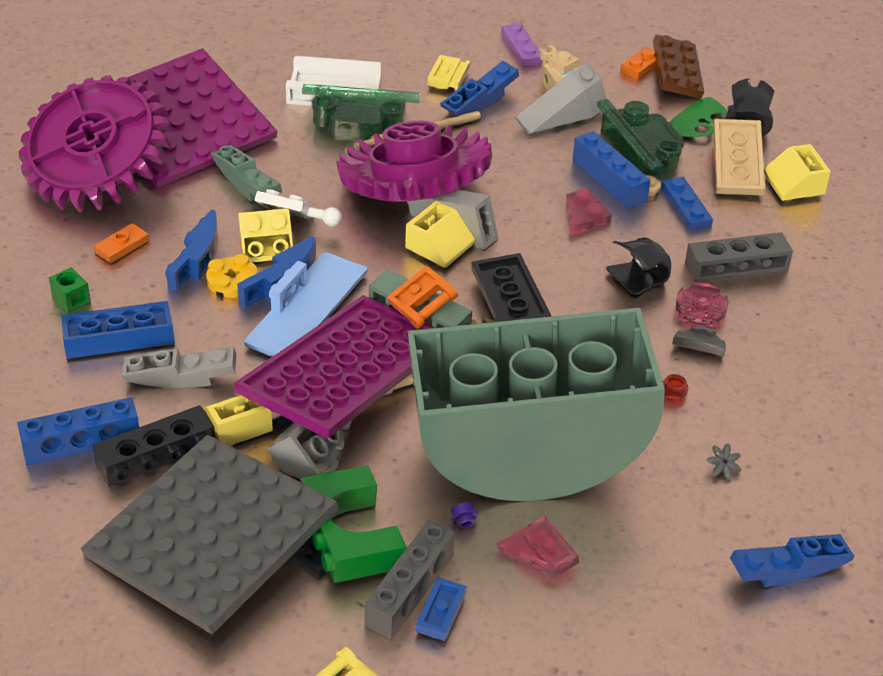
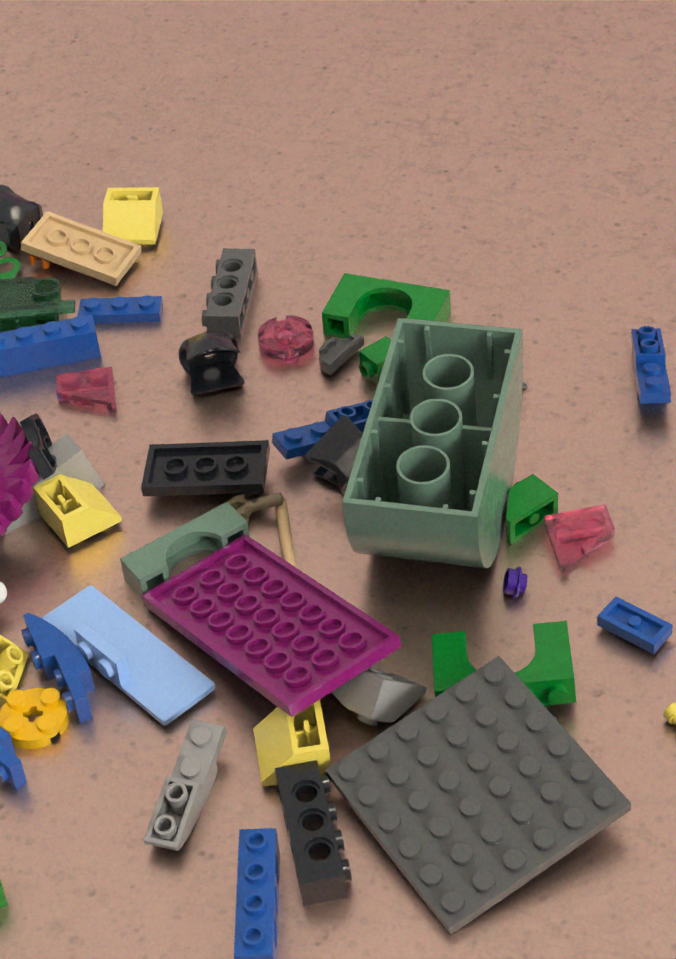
camera: 65 degrees left, 0 degrees up
(117, 329) = (75, 849): blue slope -> none
(409, 580) = (598, 638): dark grey brick -> none
(417, 291) = (182, 535): orange plate -> none
(463, 183) = (39, 451): none -> black tile
(556, 500) = (527, 506): none -> green slope
(700, 368) = (373, 359): none -> green brick
(781, 335) = (362, 295): none -> green arch

